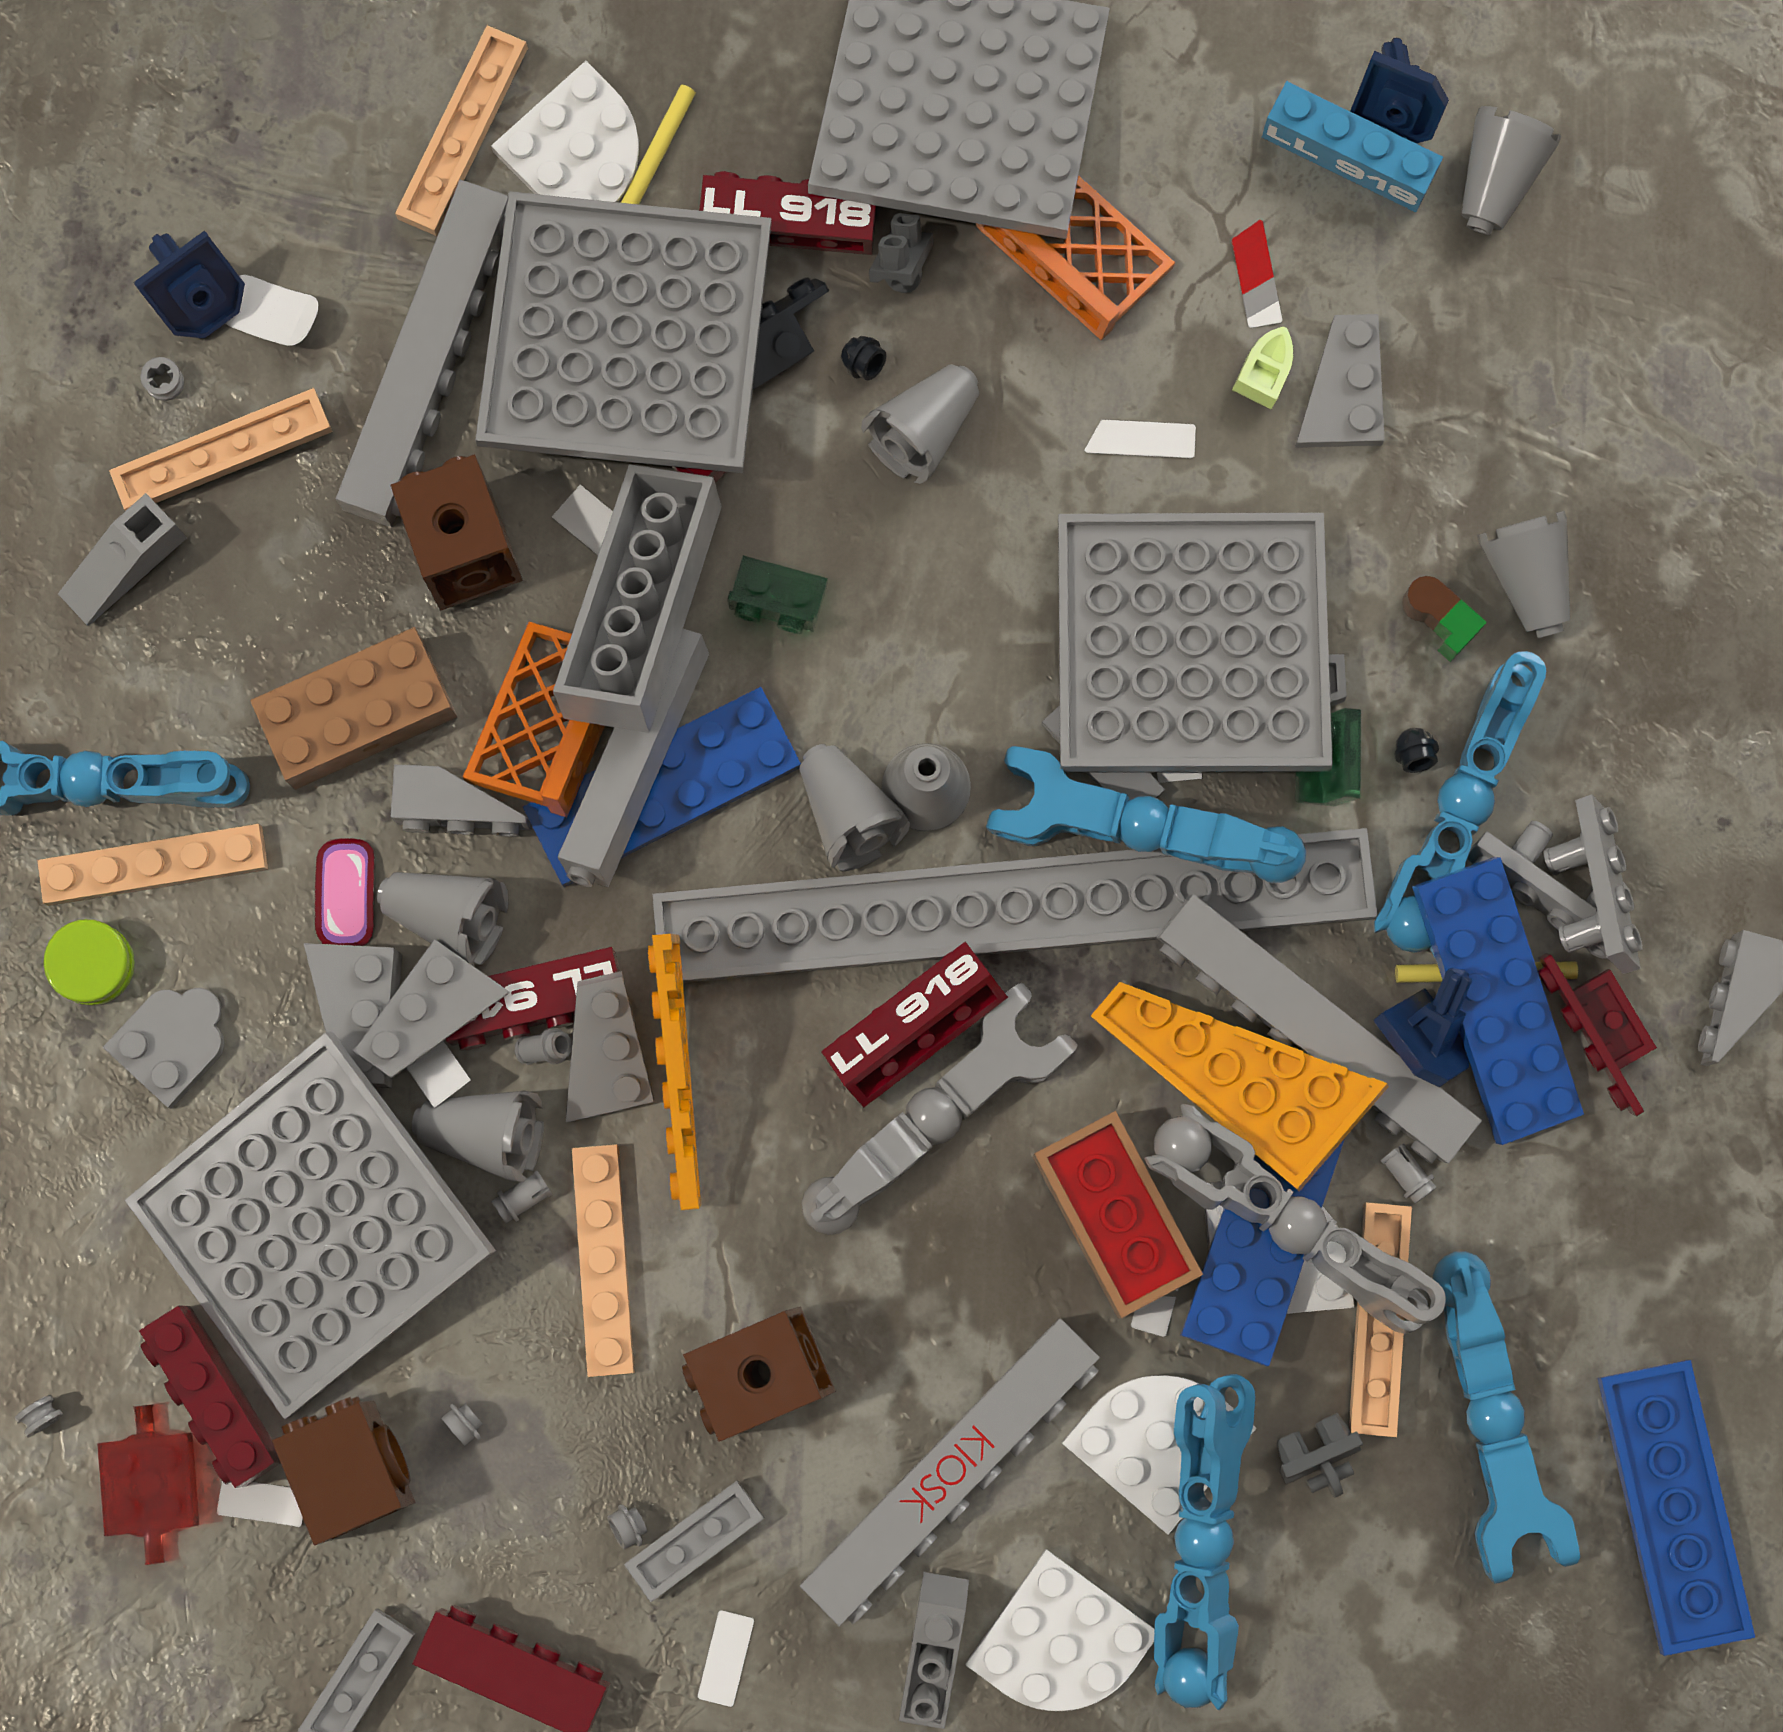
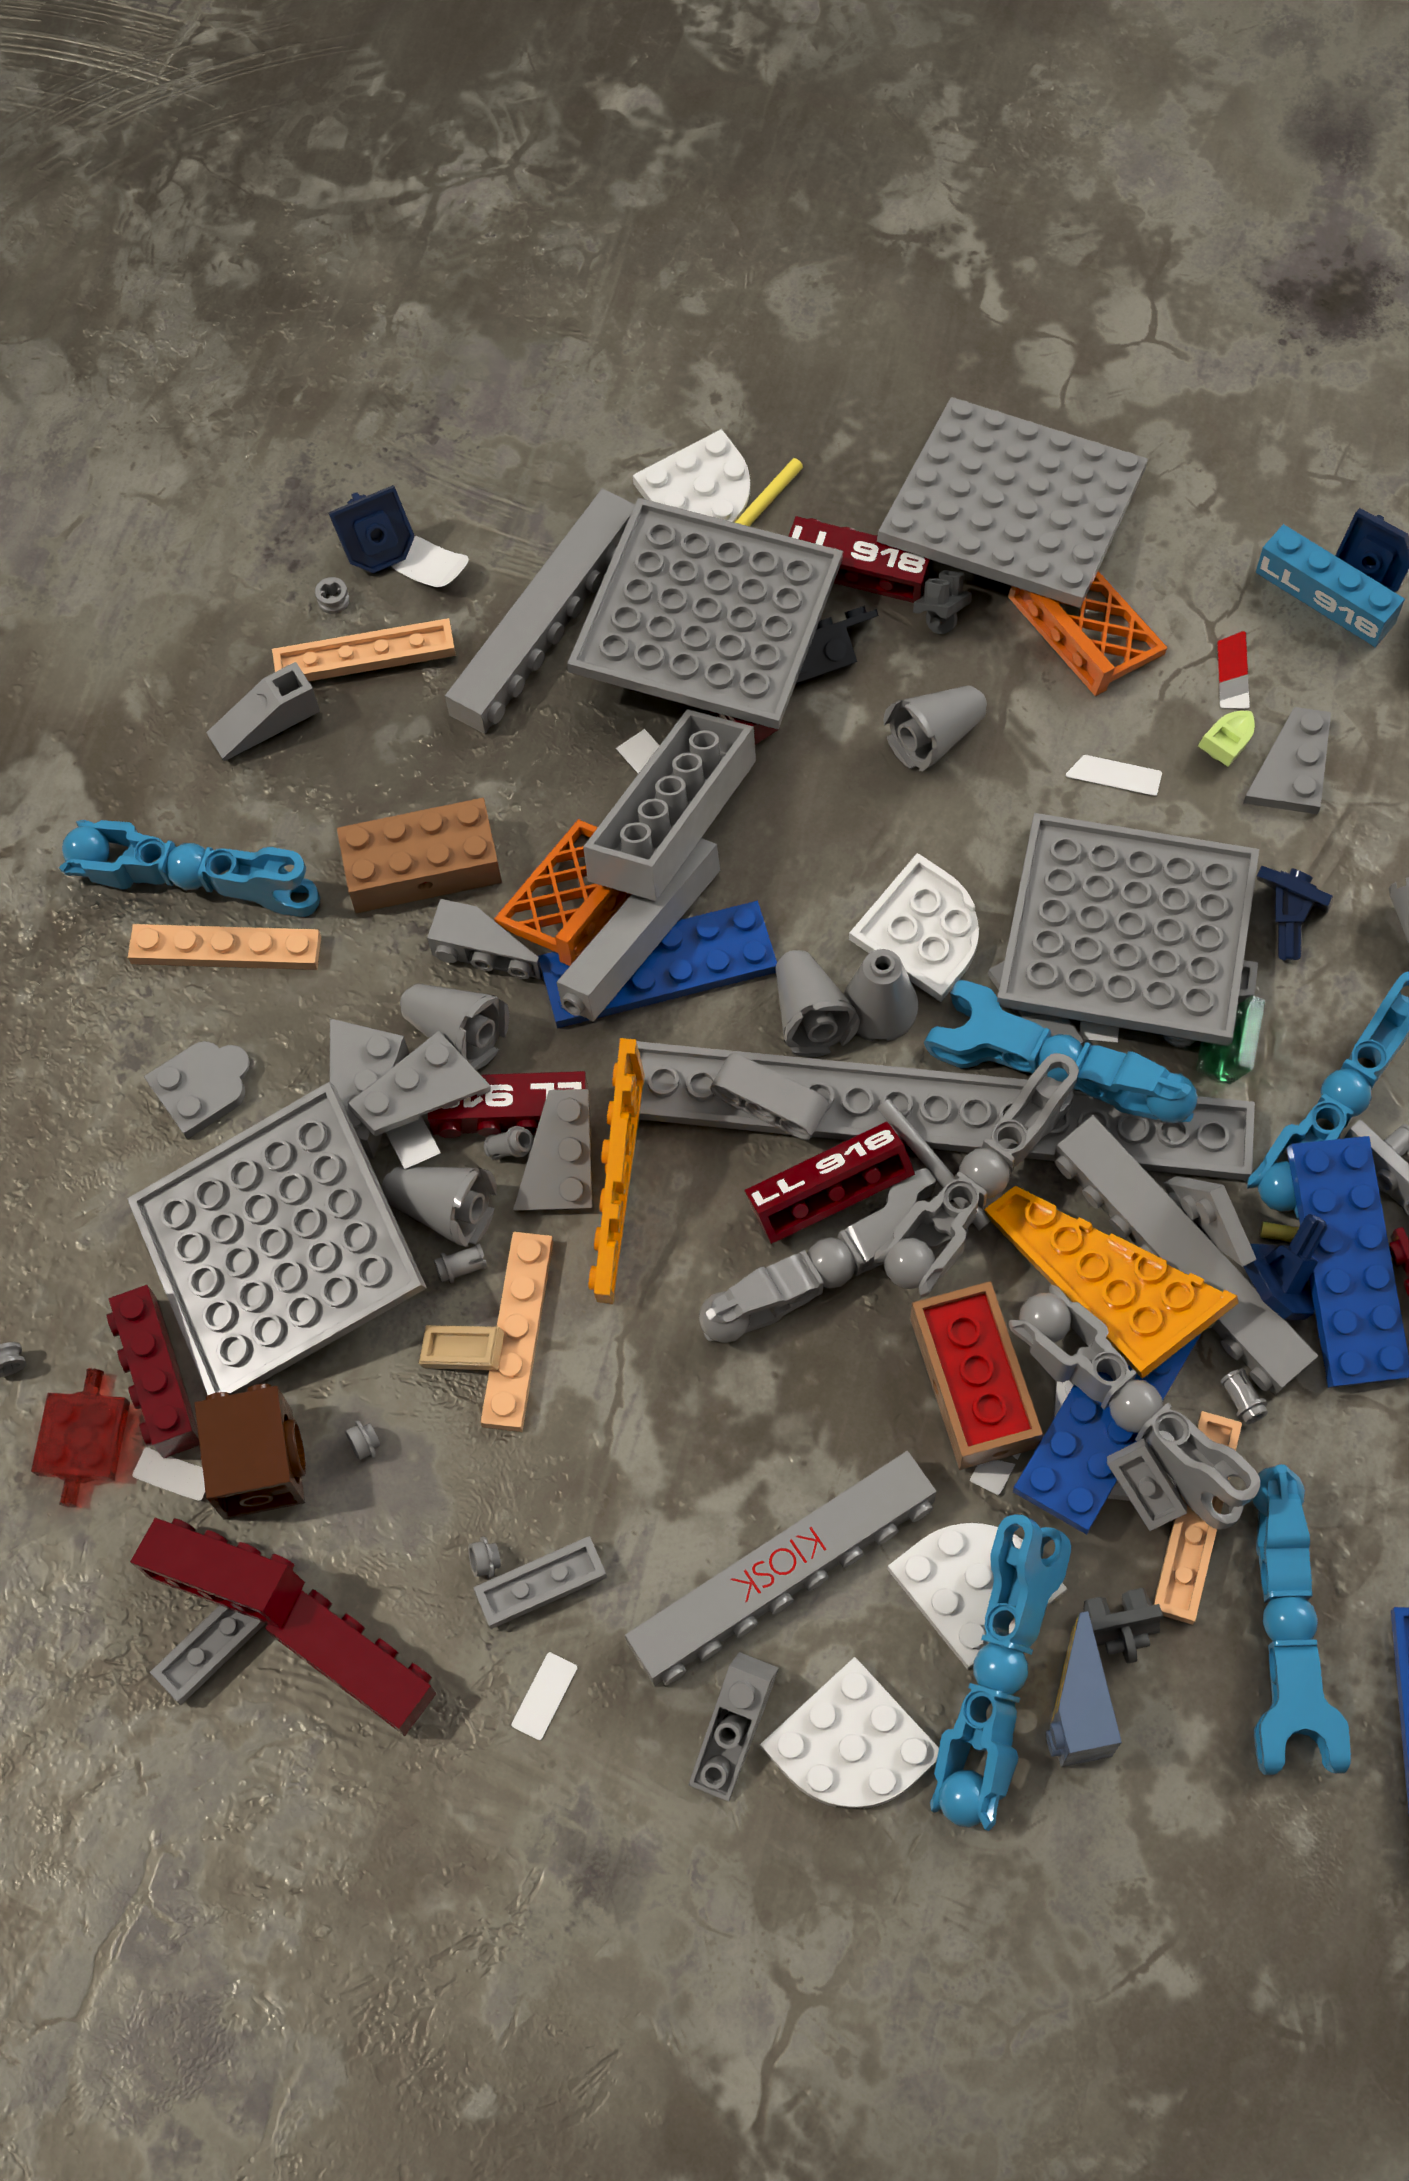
camera: 15 degrees right, 15 degrees down
(89, 962) = (151, 1009): lime head -> none
(343, 1612) = (219, 1571): none -> dark red brick
(344, 892) = (375, 993): sticker -> none
(456, 532) = (535, 735): reddish brown brick -> none
(461, 129) = (613, 458): light nougat plate -> none
(546, 1296) = (461, 1347): none -> tan tile
(730, 1379) = (629, 1441): reddish brown brick -> none
(777, 595) = (786, 835): clear green bracket -> none
(826, 936) = (769, 1096): none -> light grey beam
(863, 357) = (896, 672): black plate -> none
(957, 683) = (926, 923): none -> white plate
(1025, 975) = (926, 1155): none -> light grey bar
(1083, 990) = (980, 1176): none -> light grey piece
(1293, 1558) = (1083, 1714): none -> sand blue slope
(1322, 1304) = (1146, 1484): none -> light grey plate
(1341, 985) = (1213, 1214): none -> light grey wing
(1373, 574) = (1293, 904): none -> dark blue piece
(1416, 750) = (1308, 1050): black plate -> none
(1444, 613) = (1350, 948): leg -> none

